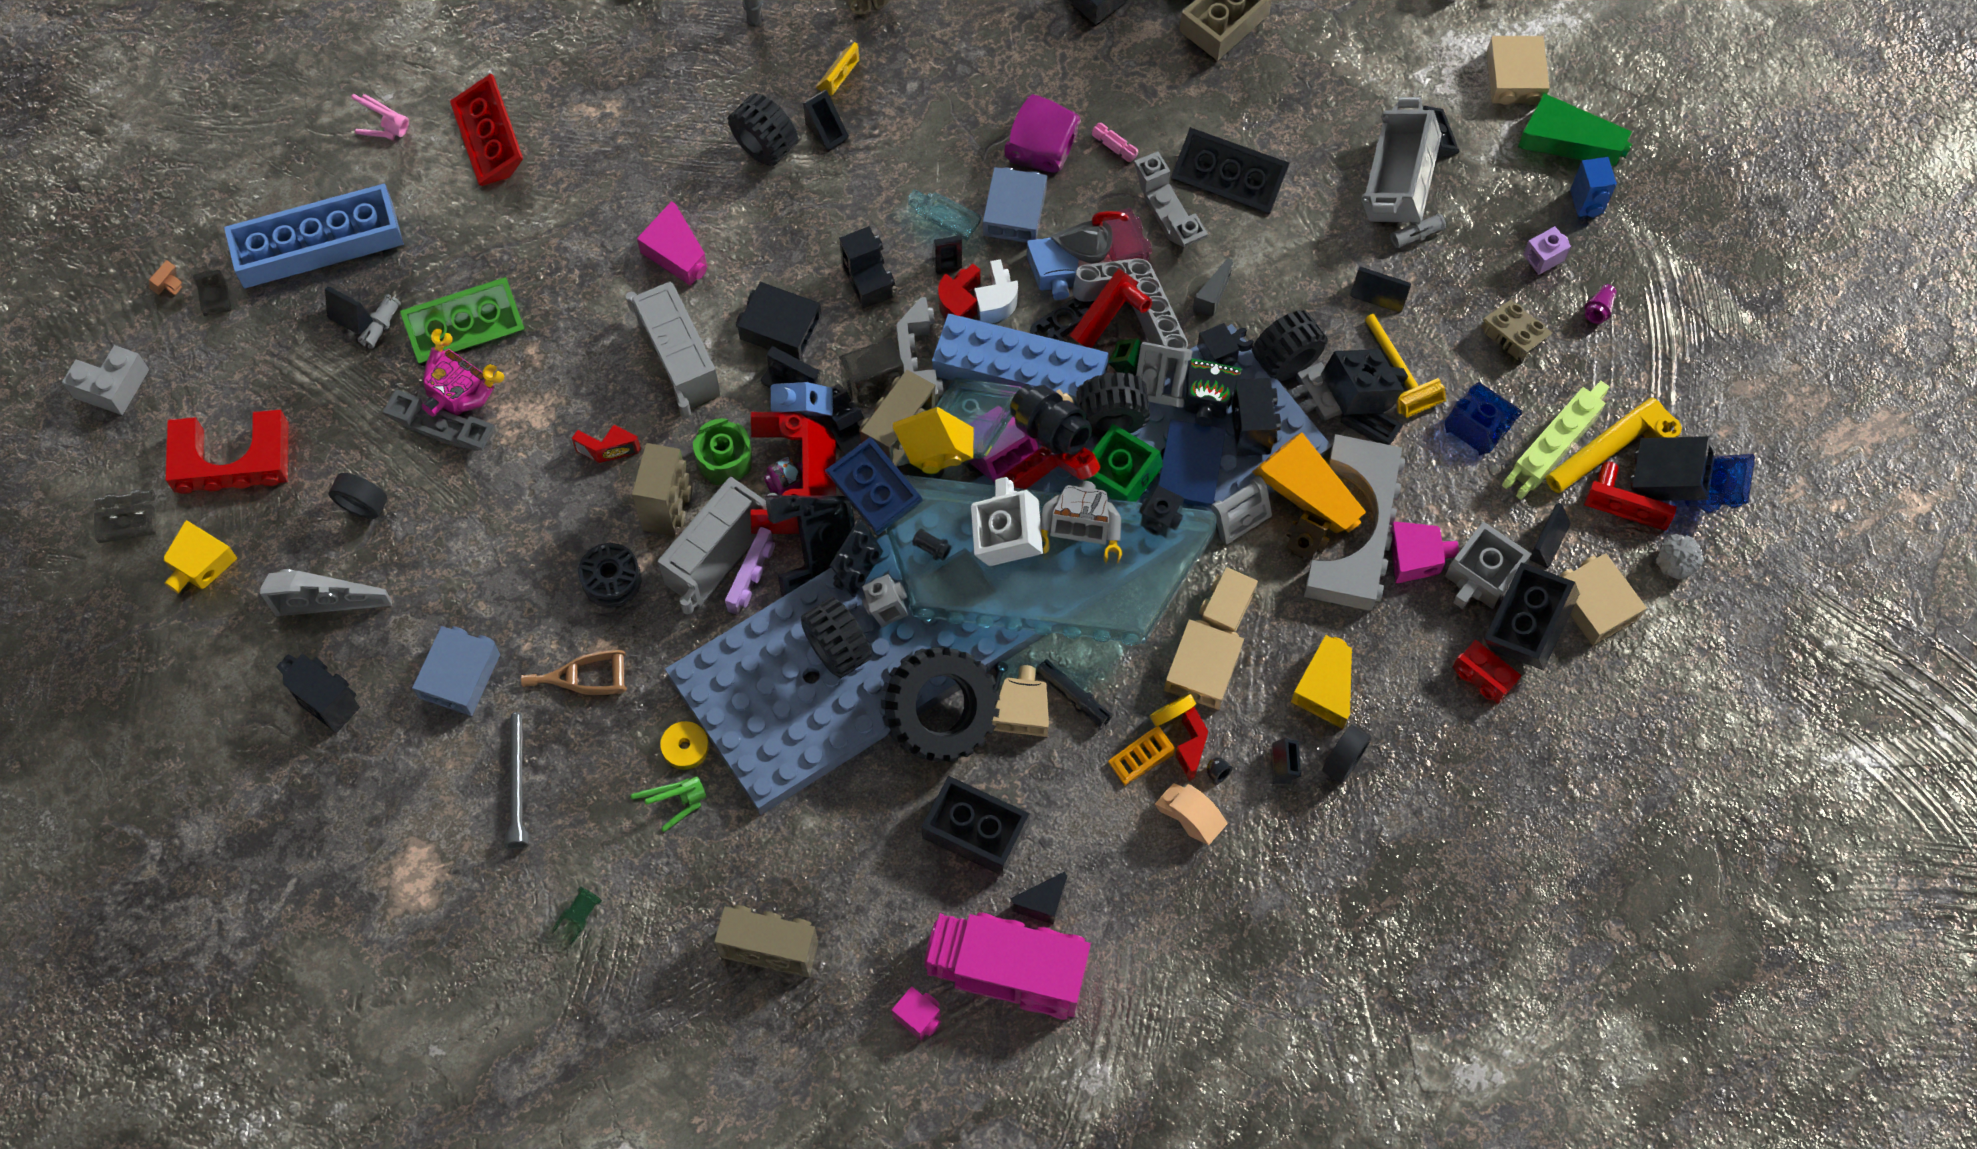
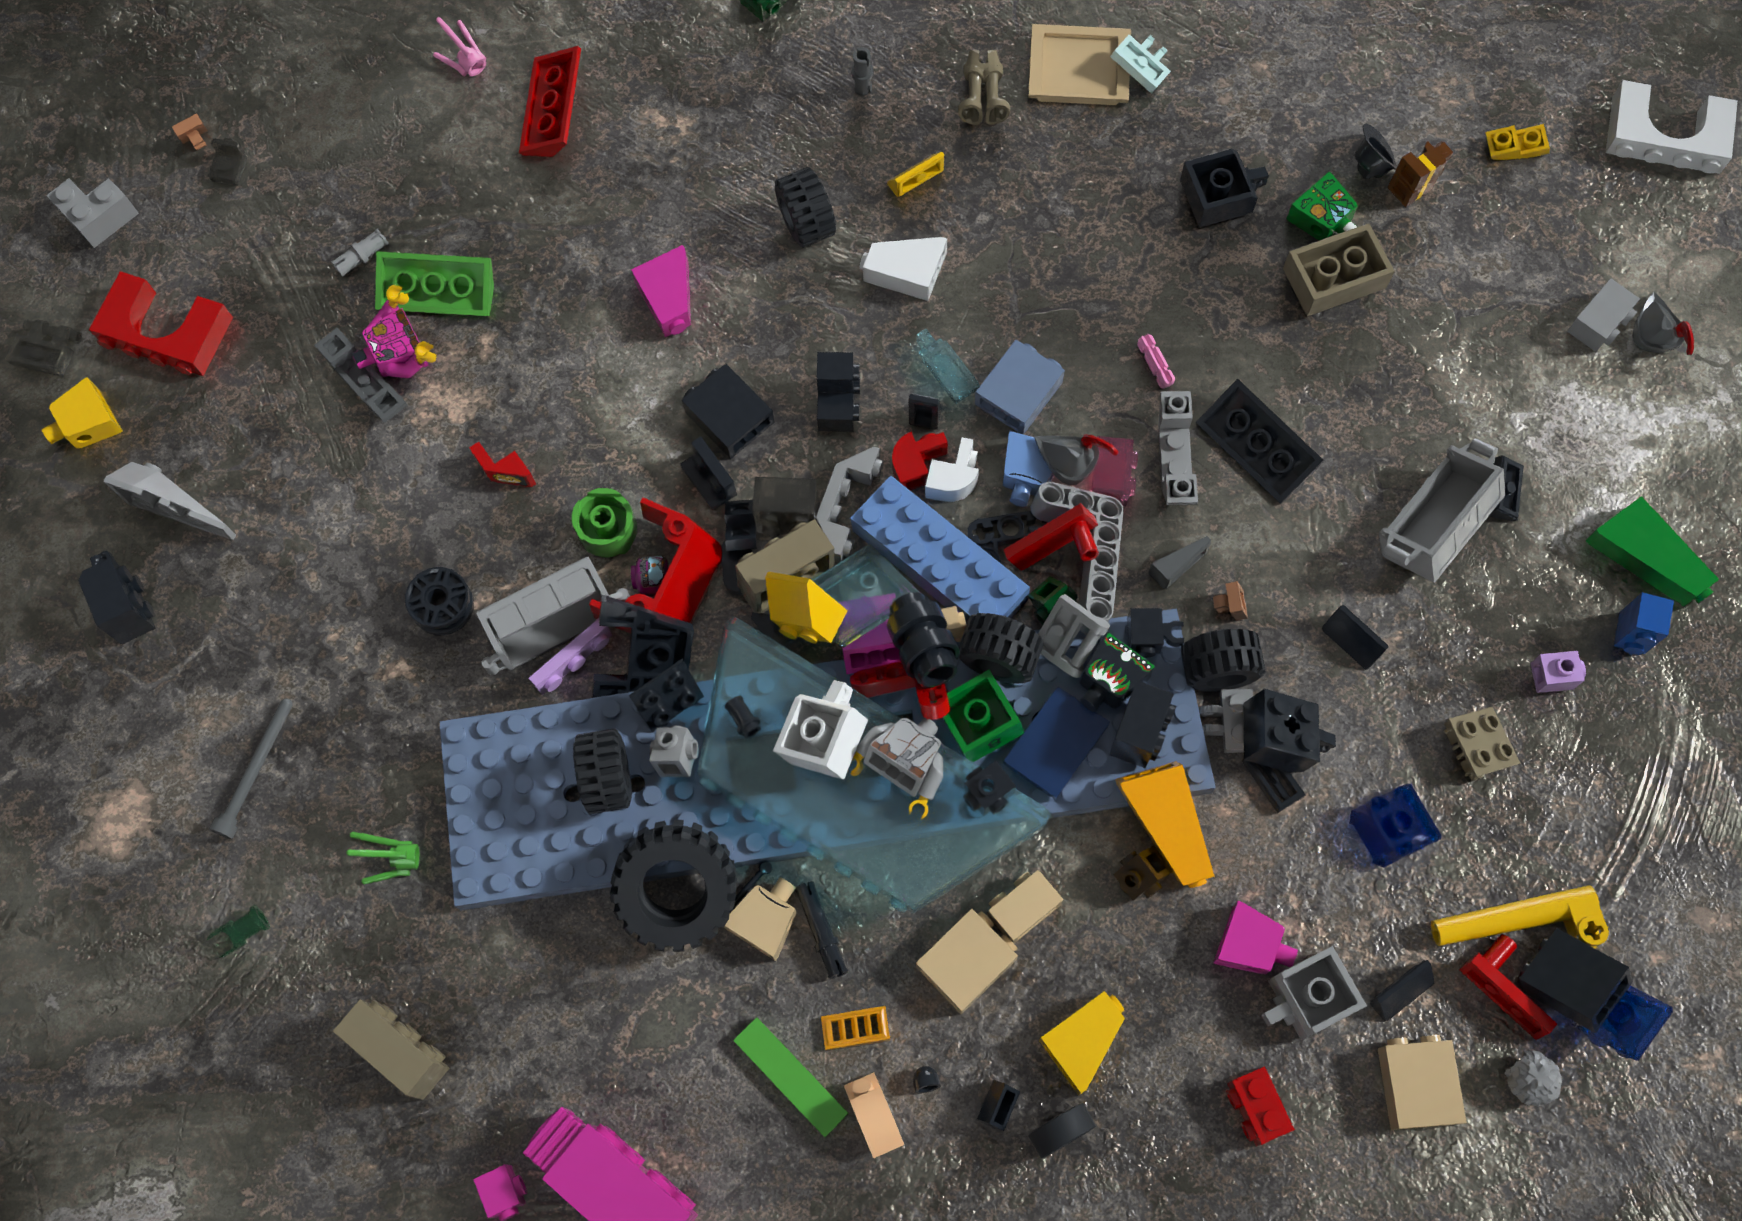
camera: 30 degrees right, 5 degrees up
(313, 236) = (339, 143): medium blue brick -> none
(346, 311) = (332, 232): black slope -> none
(358, 495) = (248, 419): black tyre -> none
(456, 670) = (254, 633): sand blue brick -> none
(572, 679) = (357, 683): medium nougat piece -> none
(661, 490) = (520, 539): dark tan brick -> none
(677, 345) = (611, 397): light grey container -> none
(684, 758) = (410, 804): yellow piece -> none
(796, 398) = (691, 500): medium blue torso -> none
(824, 120) = (874, 218): black slope -> none
(868, 146) = (905, 265): none -> white slope
(874, 485) = (719, 628): dark blue tile -> none
(975, 825) = (651, 1025): black brick -> none
(1041, 900) = (681, 1135): black slope -> none
(1042, 135) = (1083, 324): magenta piece -> none
(1108, 817) = (791, 1077): none -> bright green tile
(1172, 709) = (908, 996): yellow piece -> none
(1190, 752) = (907, 1050): red slope -> none
(1245, 516) = (1086, 815): light grey plate -> none
(1271, 302) = (1232, 602): none -> nougat tile
(1356, 578) = (1172, 940): light grey arch -> none
(1417, 397) = (1336, 772): yellow piece -> none
(1418, 231) = (1428, 590): light grey pin -> none
(1517, 69) = (1626, 456): tan brick -> none
(1532, 616) = (1334, 1074): black brick -> none
(1557, 439) = (1464, 887): yellowish green hinge -> none
(1600, 305) = (1587, 757): magenta cone -> none

